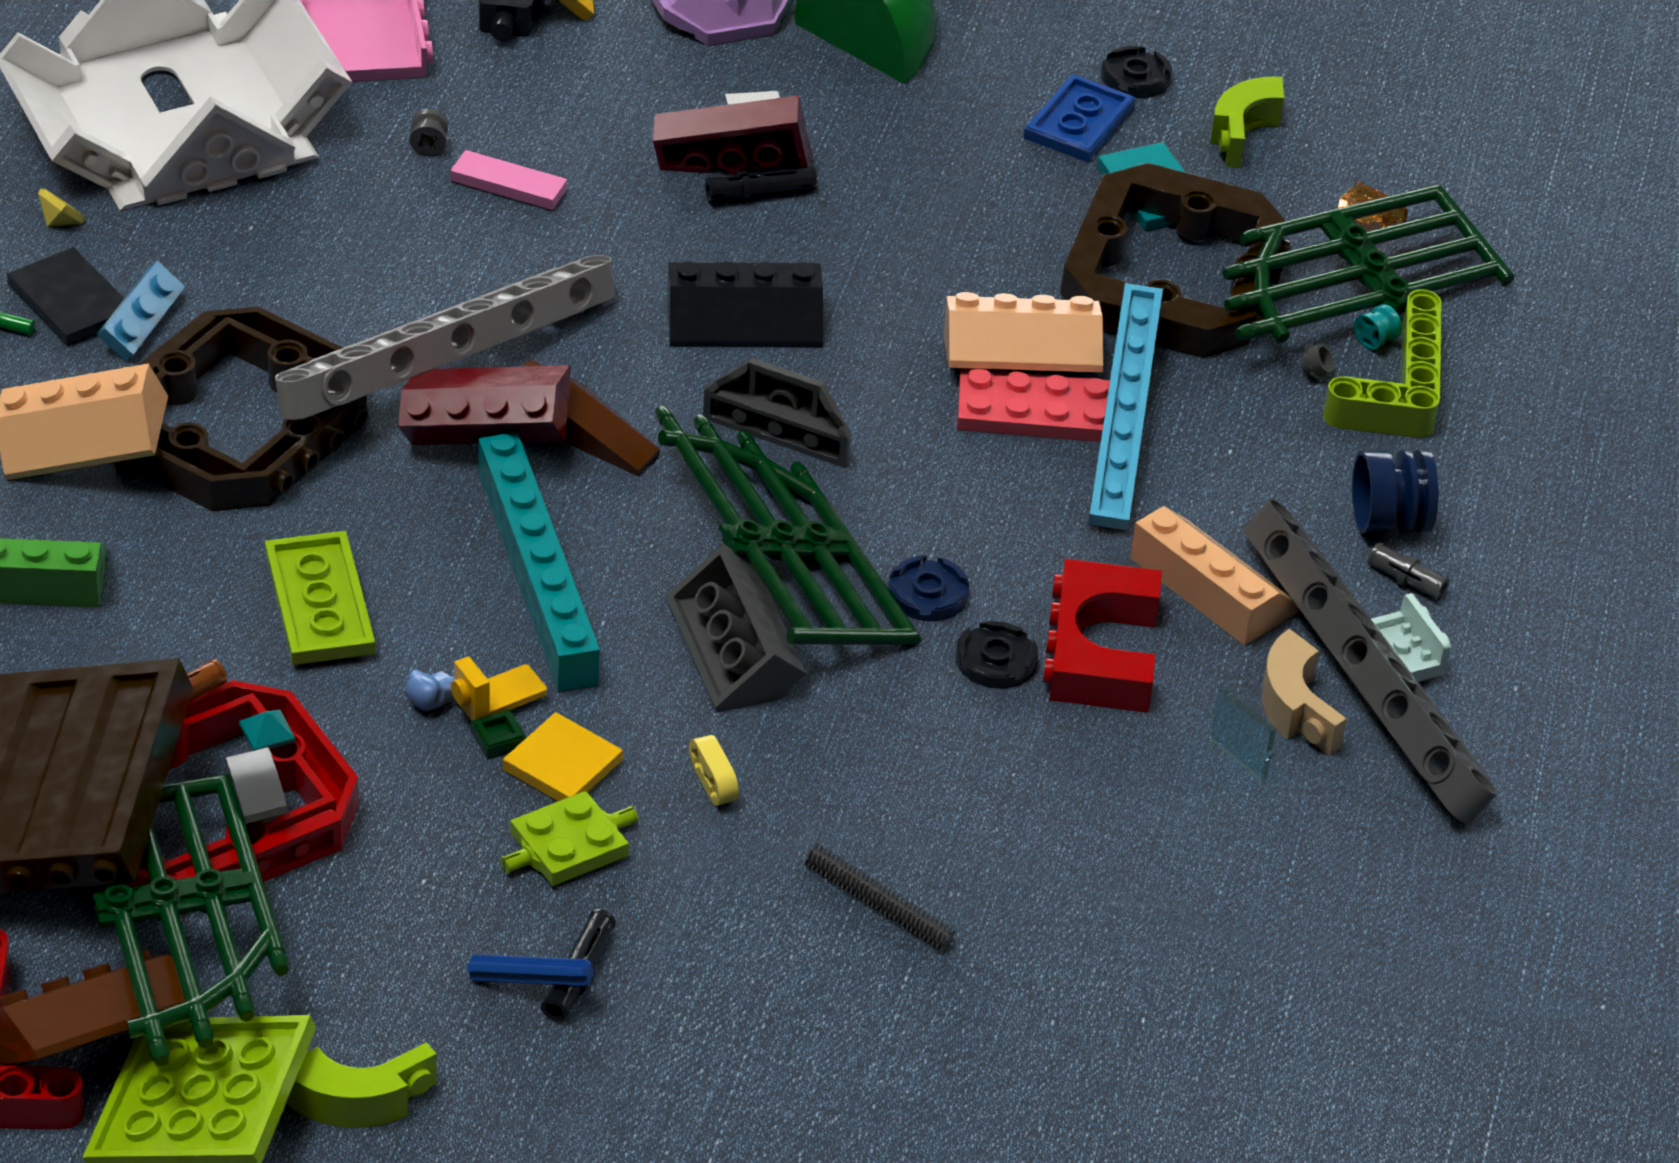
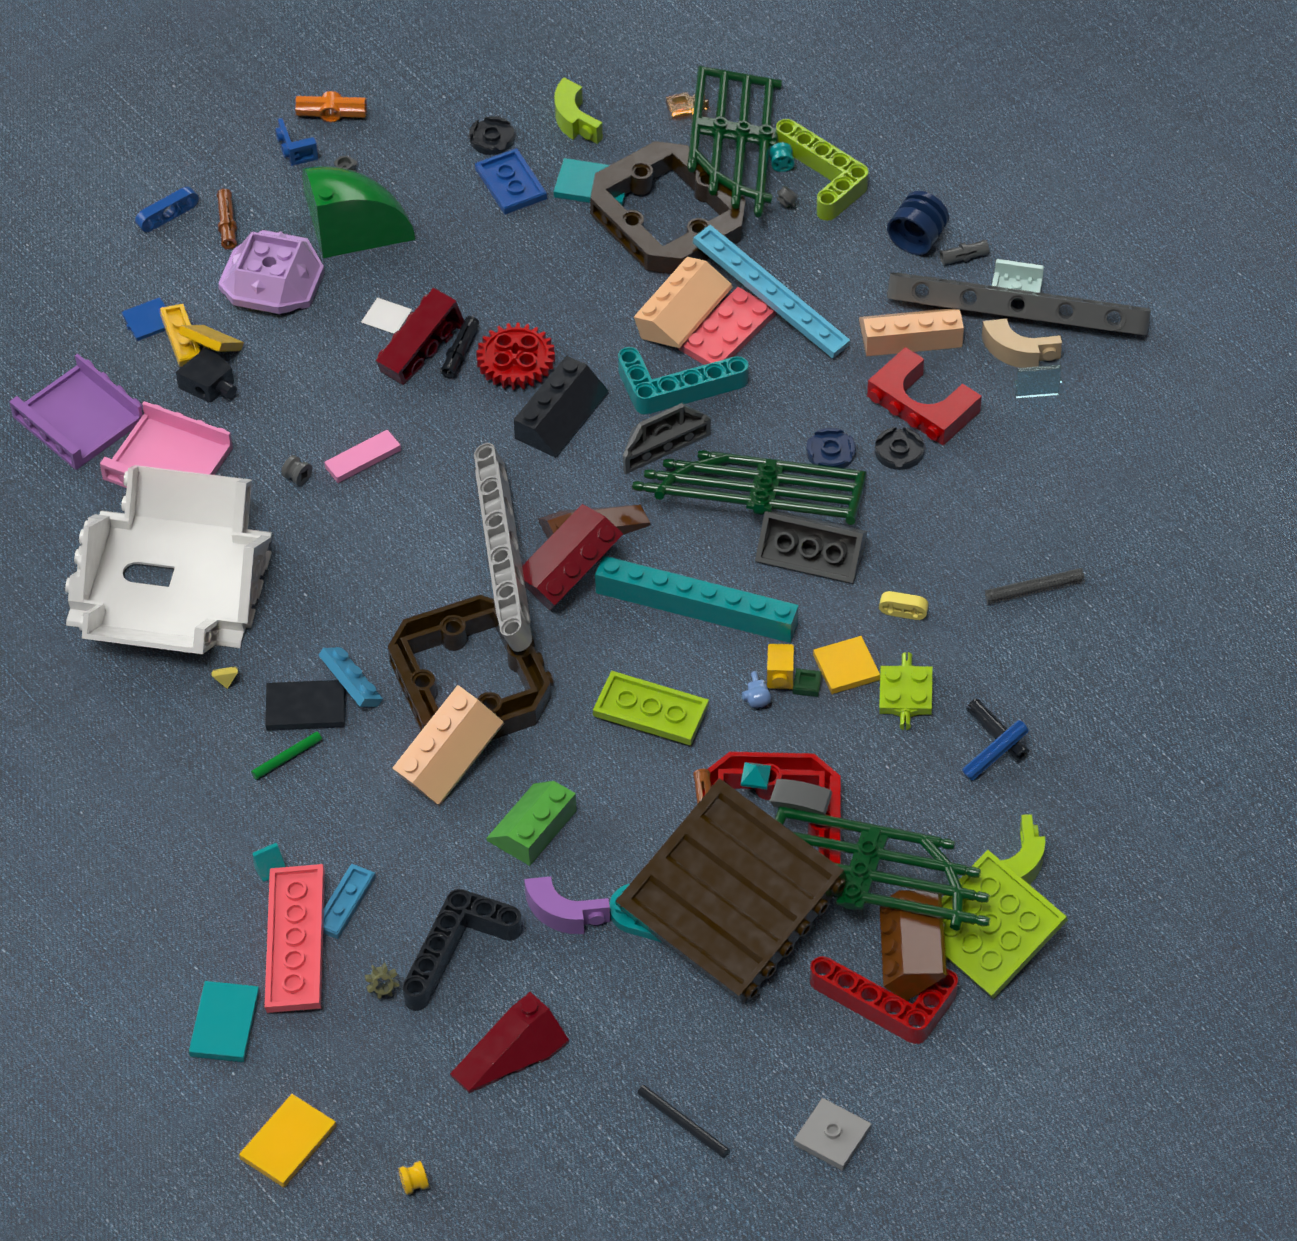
camera: 50 degrees left, 10 degrees up
(791, 231) = (515, 356): none -> red gear
(859, 384) = (681, 387): none -> teal beam

